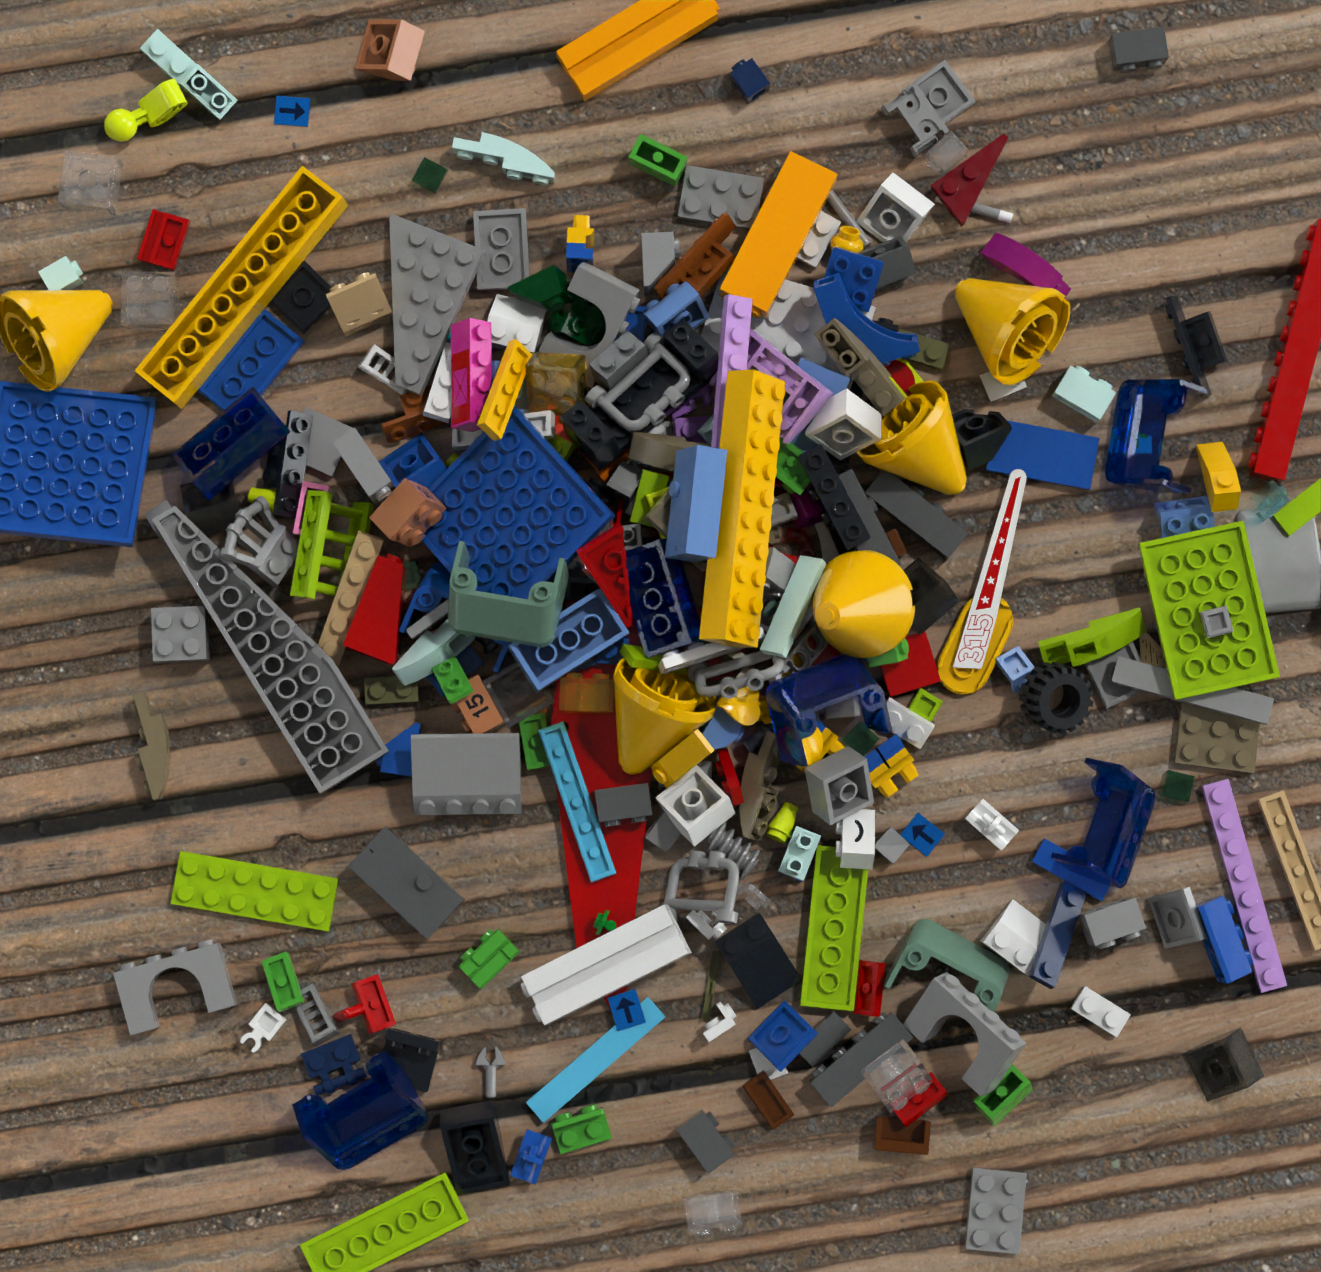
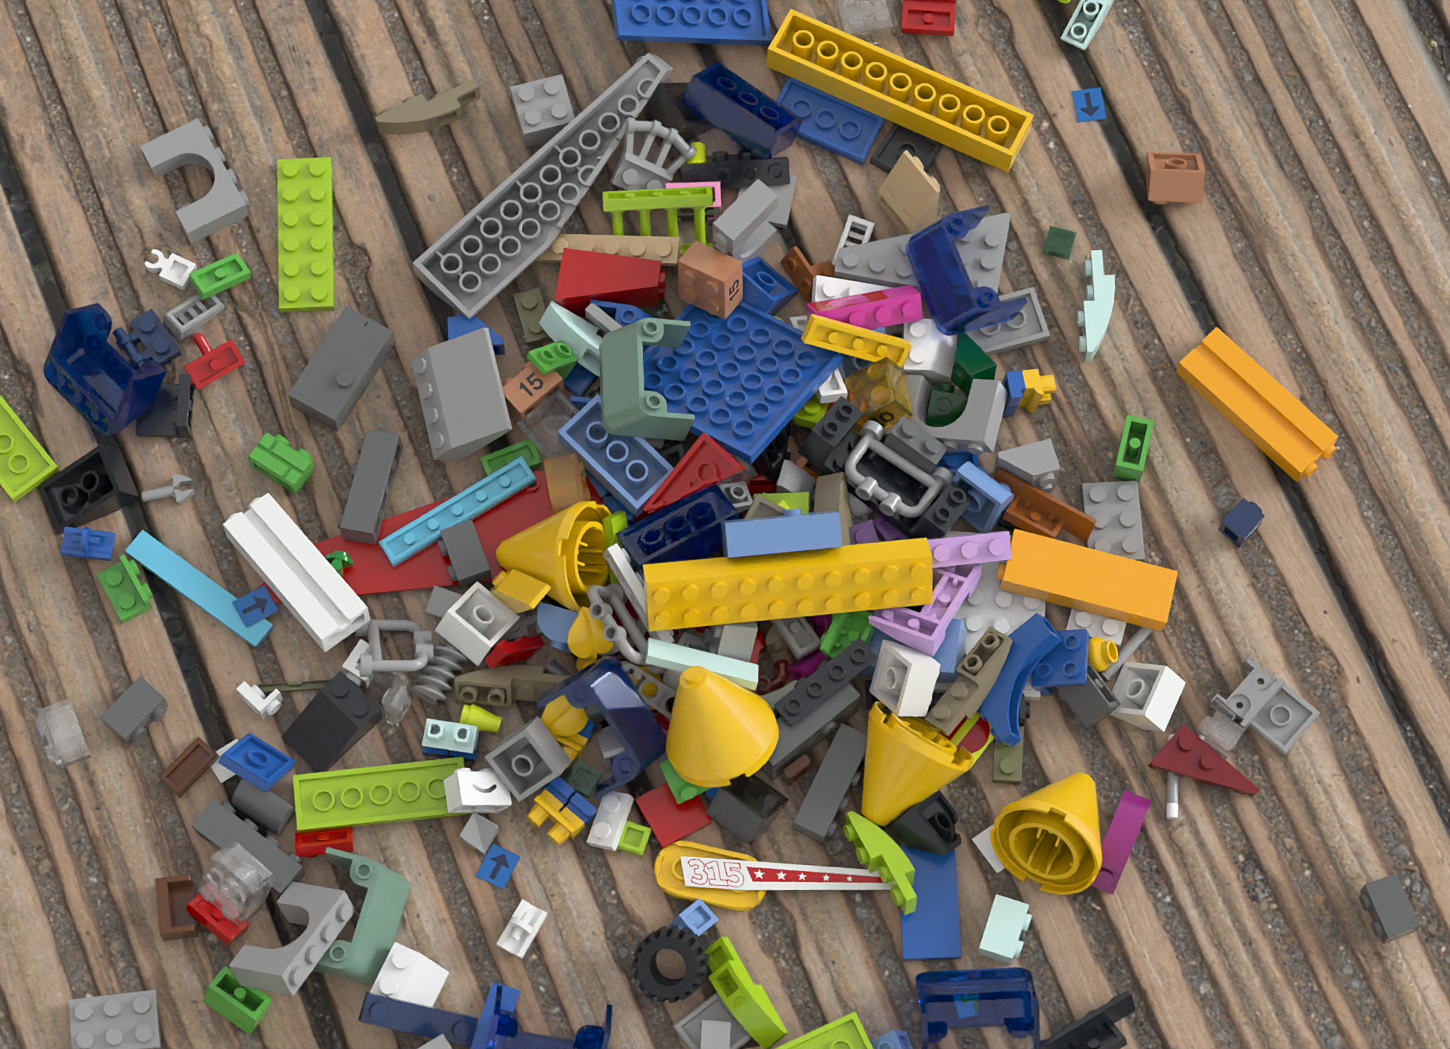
camera: 80 degrees right, 15 degrees down
(455, 291) = (945, 282): none -> clear blue windscreen
(534, 878) = (370, 486): none -> dark grey brick
(990, 487) = (882, 854): none -> lime slope

